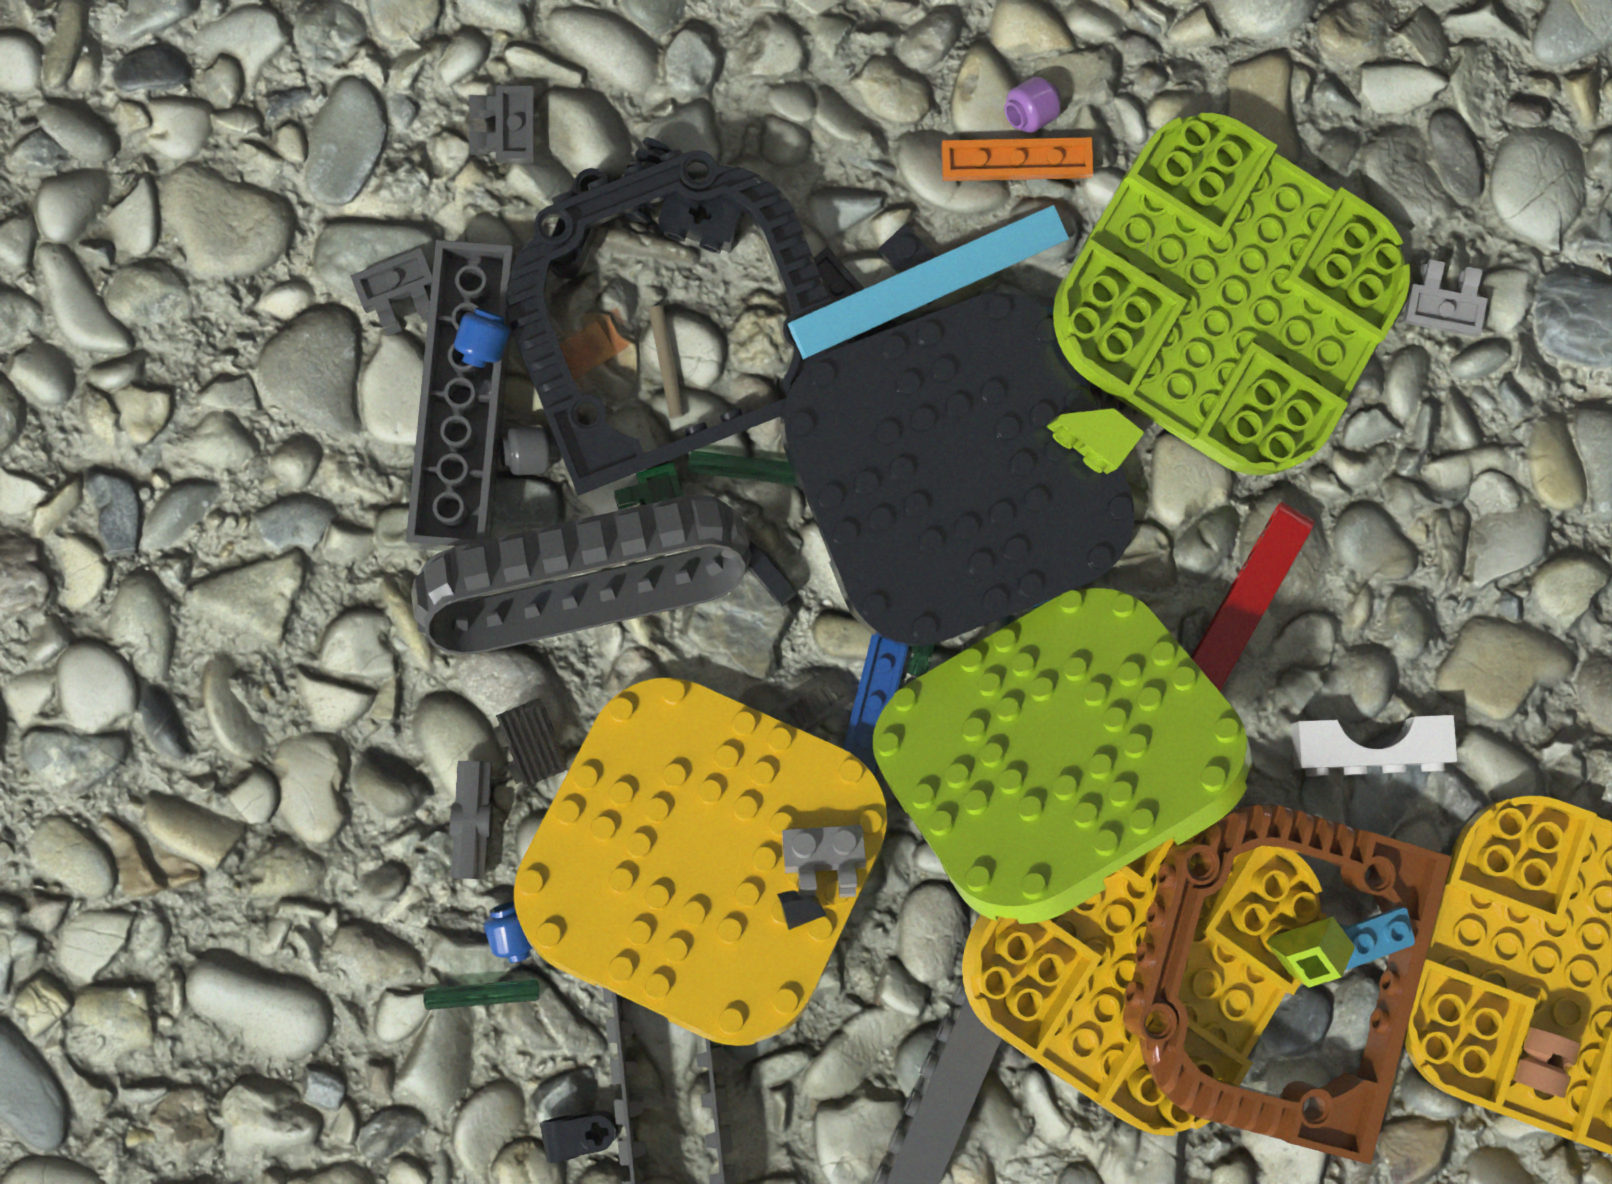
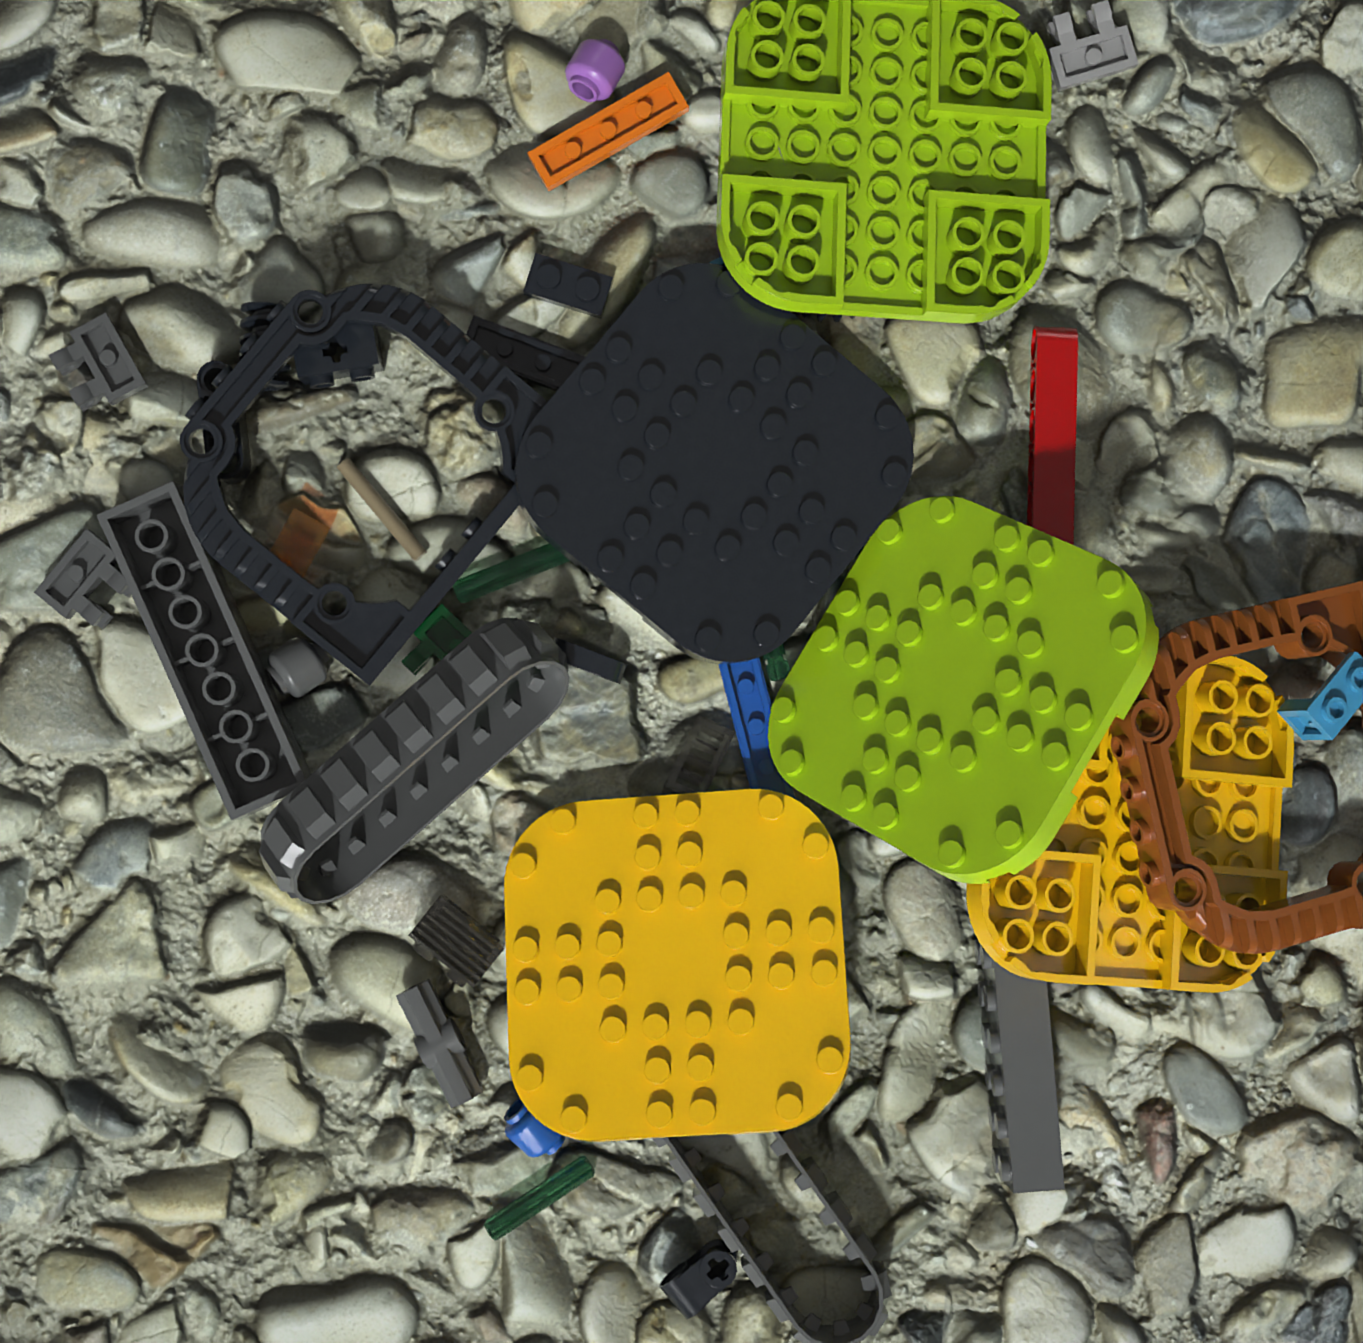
camera: 25 degrees left, 5 degrees up
(482, 337) = (193, 587): blue head -> none
(799, 908) = (795, 967): black tile -> none
(824, 850) = (787, 897): light grey plate -> none
(927, 282) = (588, 299): medium azure tile -> none
(1099, 435) = (833, 360): lime slope -> none
(1314, 951) = (1295, 741): lime slope -> none
(1421, 742) = (1283, 484): white arch -> none

